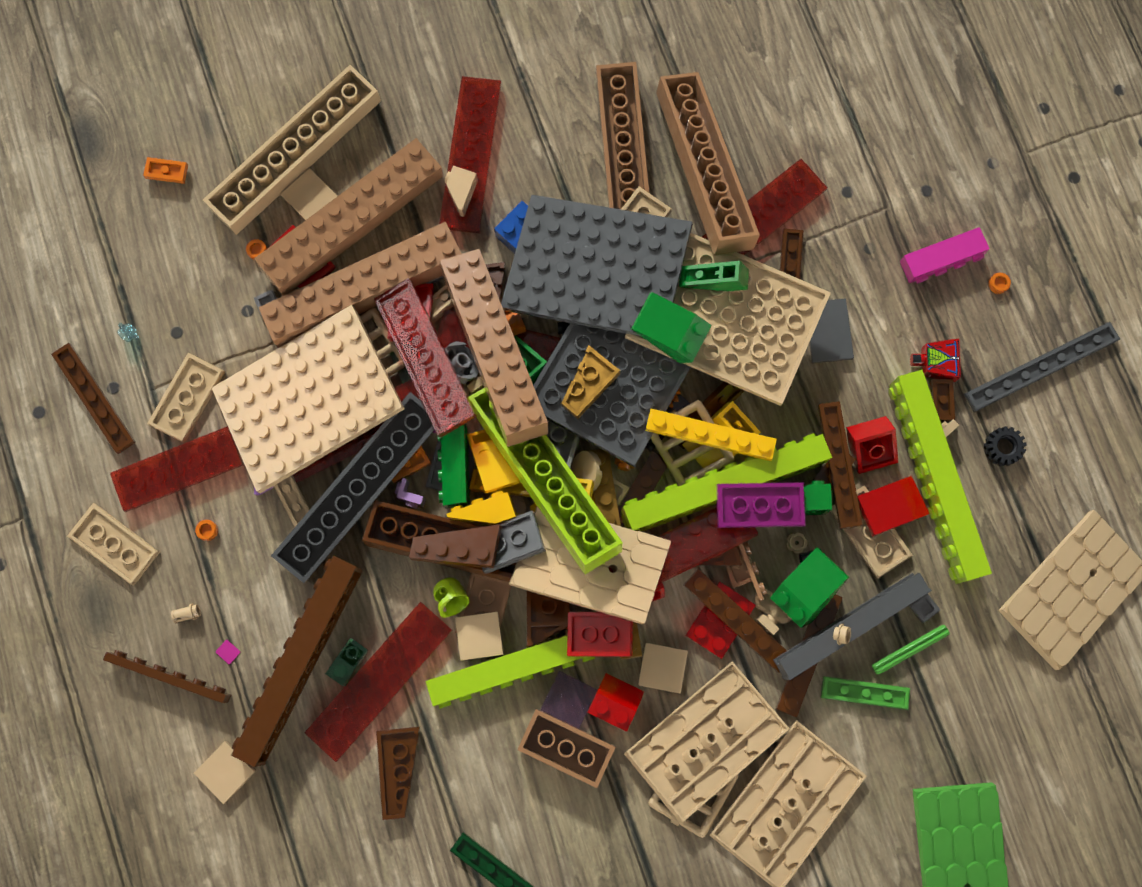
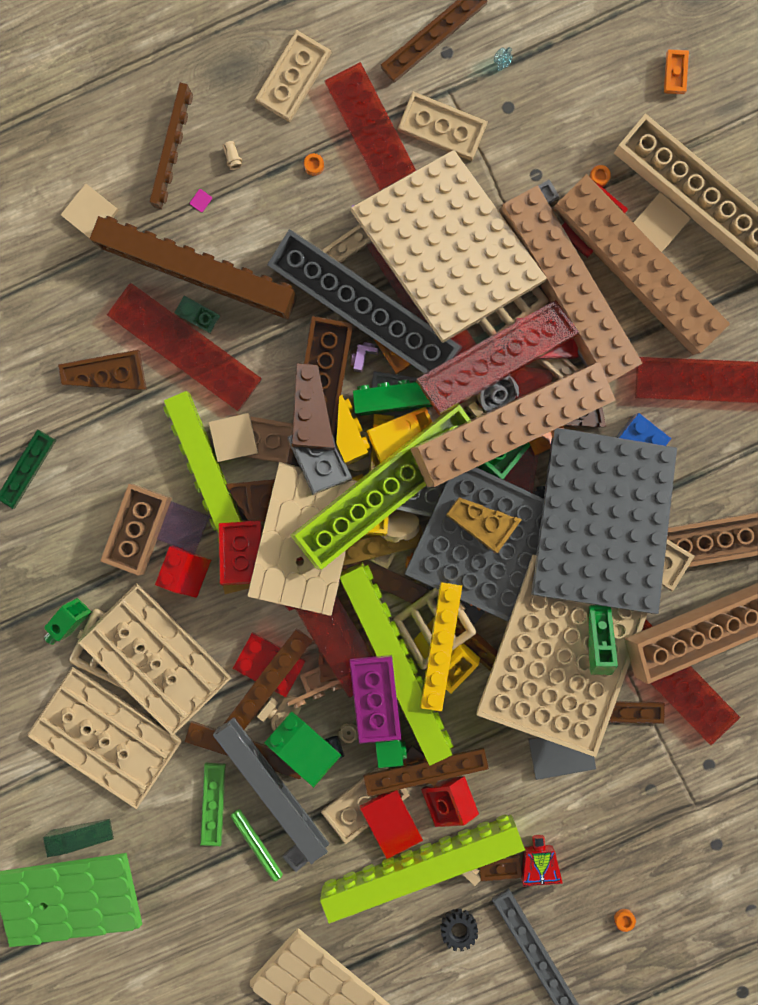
camera: 75 degrees right, 10 degrees up
(450, 595) = (269, 408): lime helmet -> none
(461, 186) = (680, 375): tan slope -> none
(655, 831) = (66, 621): none -> green torso
(662, 668) = (219, 613): tan tile -> none
(671, 328) = (542, 601): green slope -> none
(842, 634) = (259, 783): tan plate -> none
(894, 843) = (77, 837): none -> clear green slope
(944, 255) = (649, 866): dark pink brick -> none

